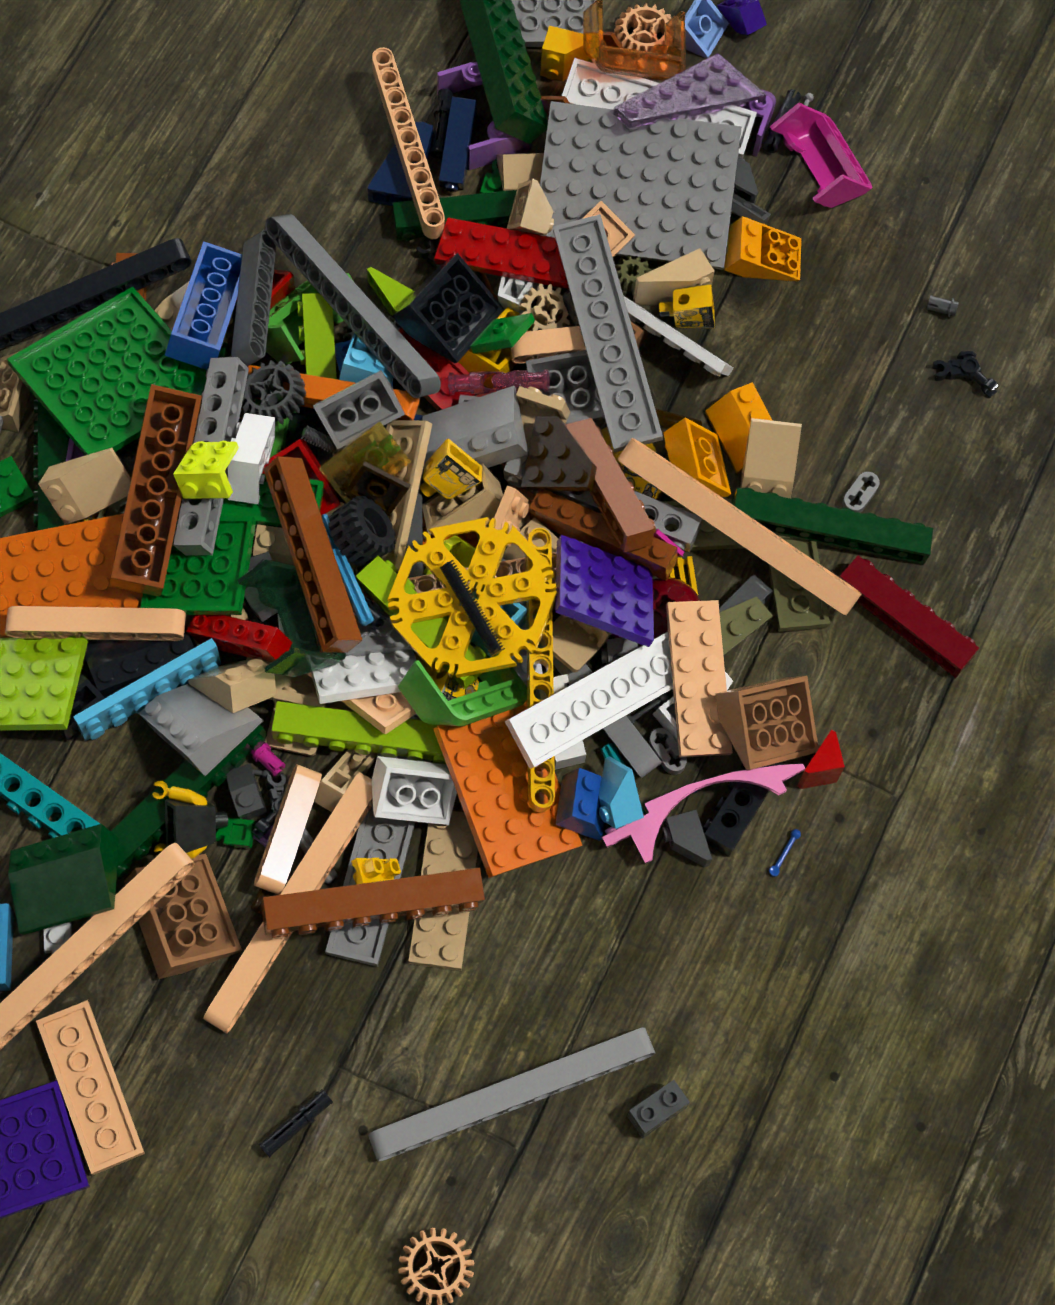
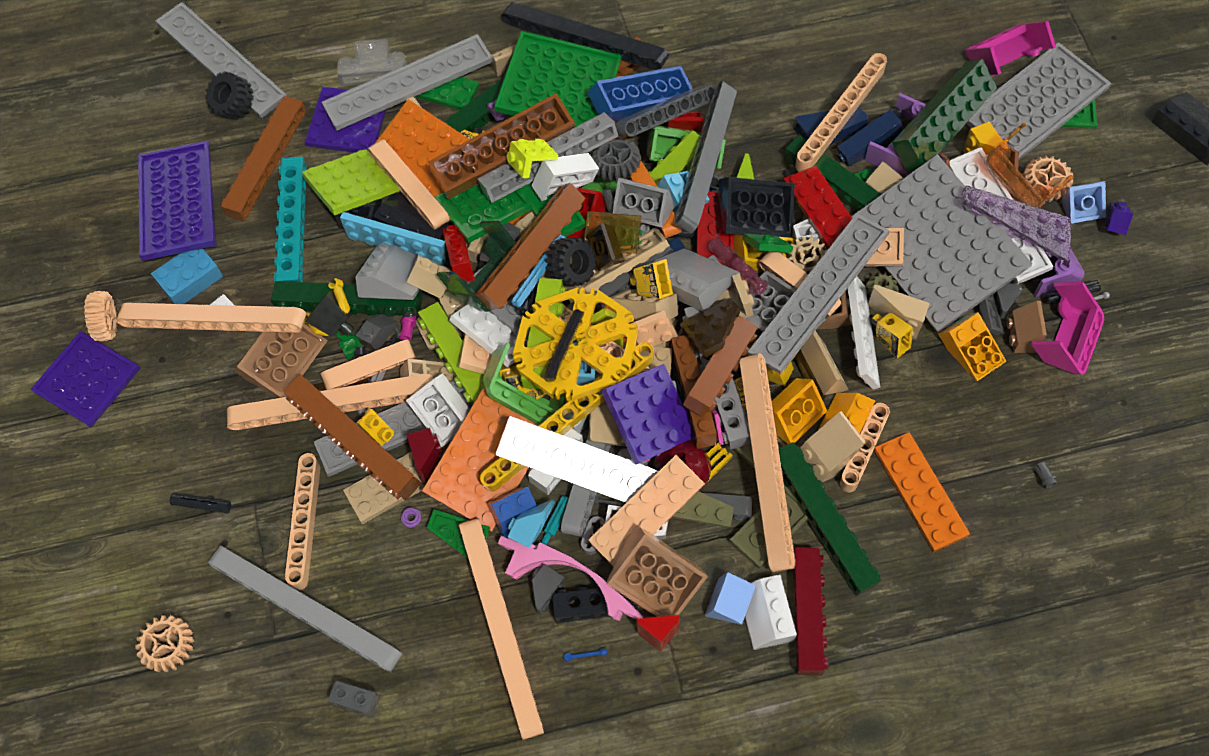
camera: 60 degrees right, 5 degrees down
(64, 878) = (249, 278): dark green slope -> none
(85, 485) = (477, 114): tan slope -> none
(90, 1087) = (146, 385): light nougat plate -> none
(405, 1014) = (306, 529): none -> light nougat beam
(449, 843) = (425, 451): none -> dark red slope
(498, 906) = (411, 512): none -> medium lavender plate
(531, 210) = (860, 200): tan slope -> none
(559, 878) = (447, 529): none -> green wing
(678, 398) = (823, 365): none -> tan slope
(696, 909) = (501, 629): none -> light nougat beam
(789, 190) = (1025, 326): none -> medium nougat slope
(808, 460) = (863, 456): none -> light nougat beam
(840, 676) = (730, 599): none -> light blue slope
(856, 490) = (868, 526): light grey beam -> none
(869, 422) = (921, 492): none -> orange plate
(879, 653) = (769, 614): none -> white slope
(968, 368) = (1017, 522): black piece -> none

